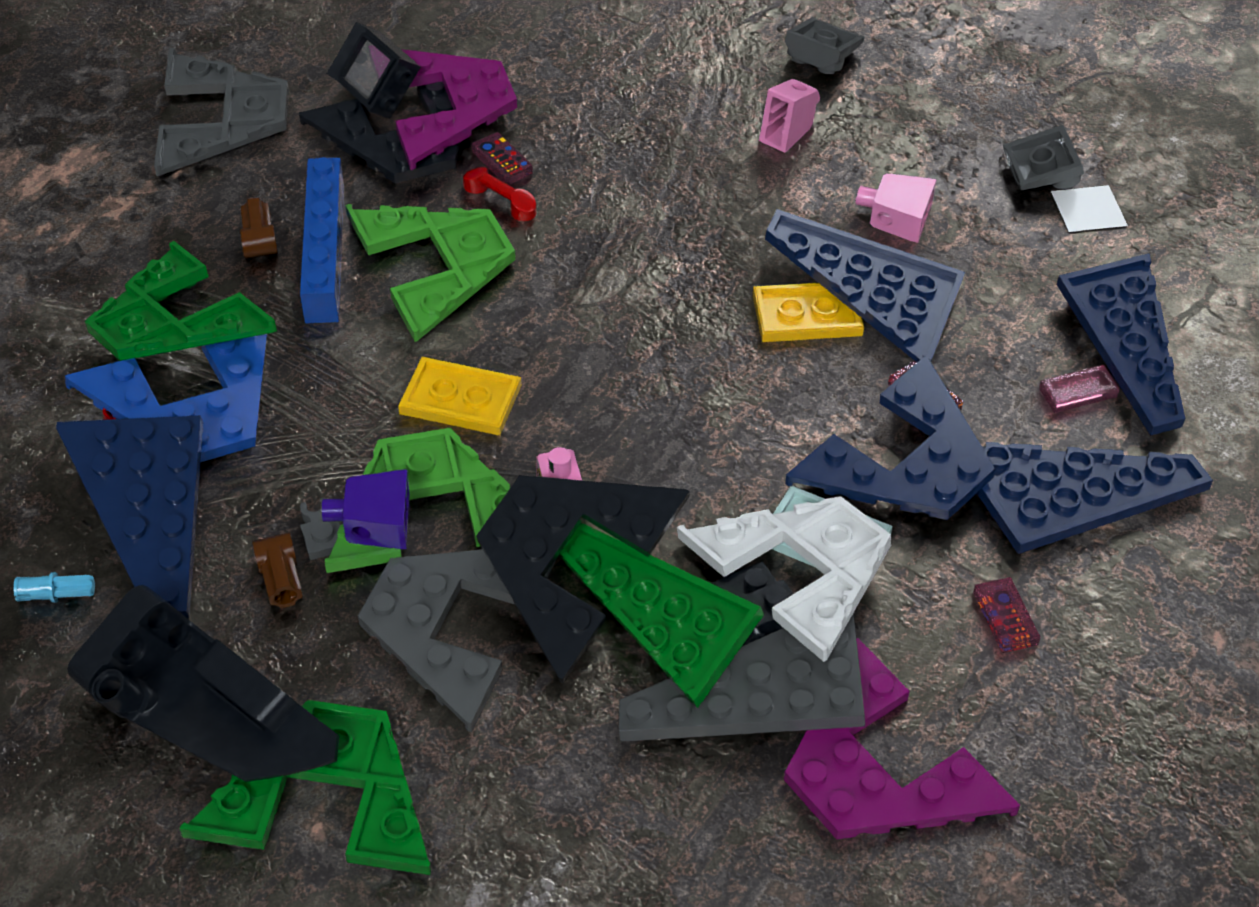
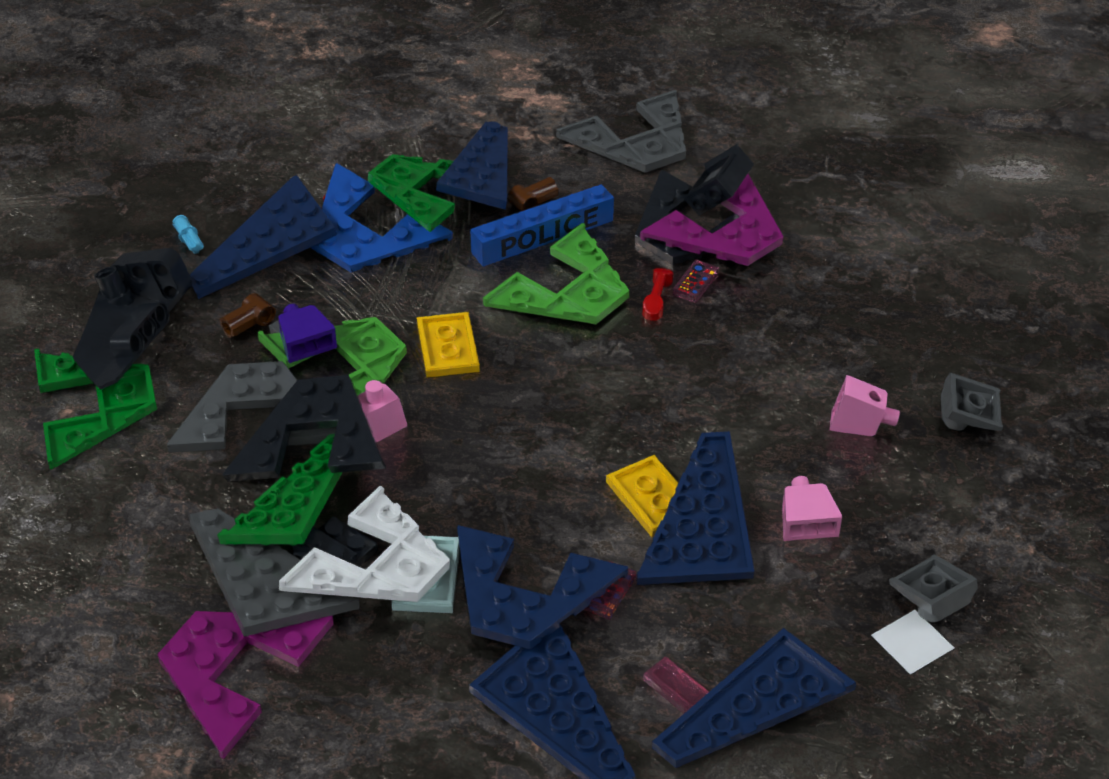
camera: 65 degrees right, 5 degrees down
(178, 254) = (480, 168): none -> dark blue wing
(1006, 615) = (404, 701): clear pink tile -> none

